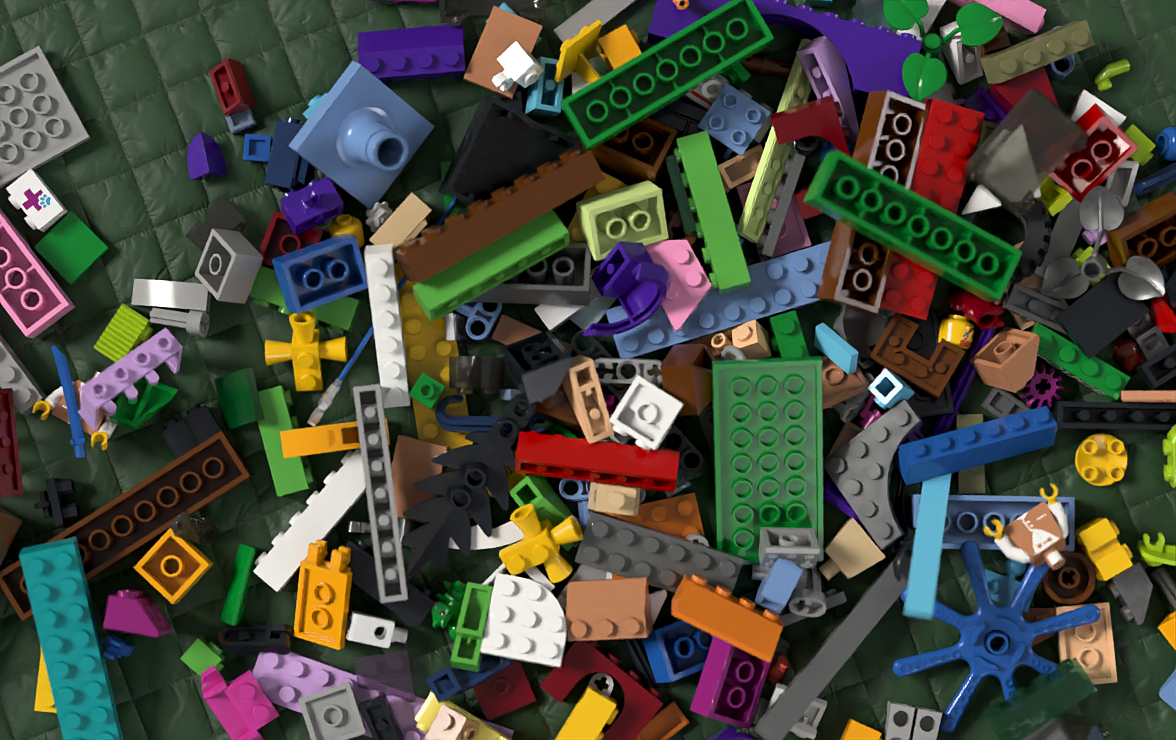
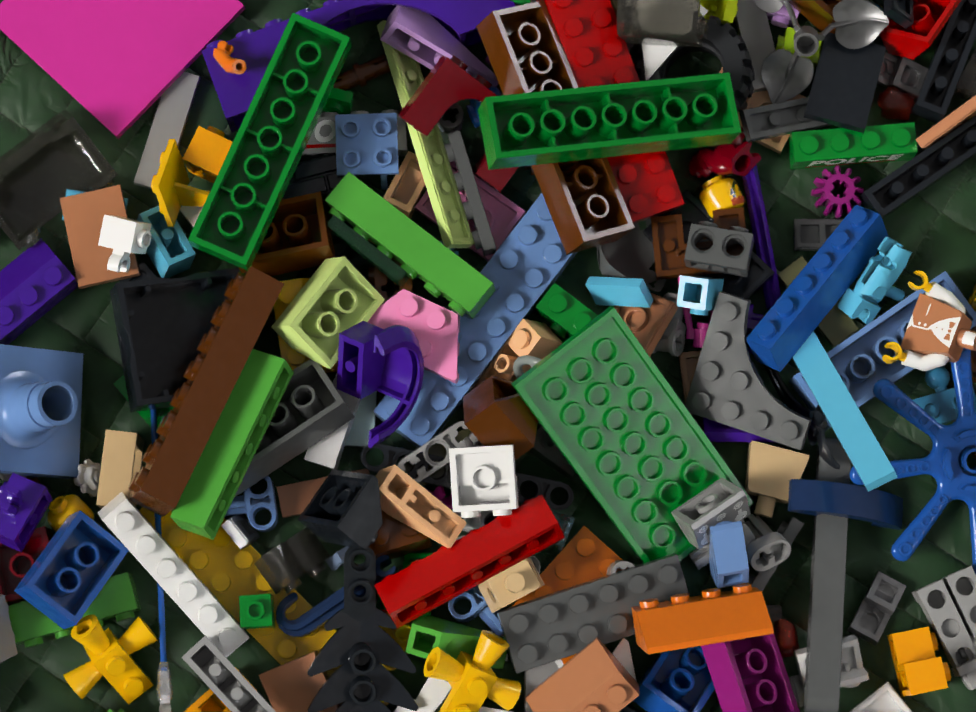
camera: 35 degrees left, 5 degrees down
(855, 694) = (876, 608): none -> flat silver slope
(886, 607) = (846, 501): none -> dark blue slope
(920, 374) = (717, 258): none -> dark grey brick
(1008, 359) = (788, 186): nougat slope -> none
(1020, 470) = (876, 282): none -> medium azure piece
(1101, 459) = (944, 219): yellow dish -> none

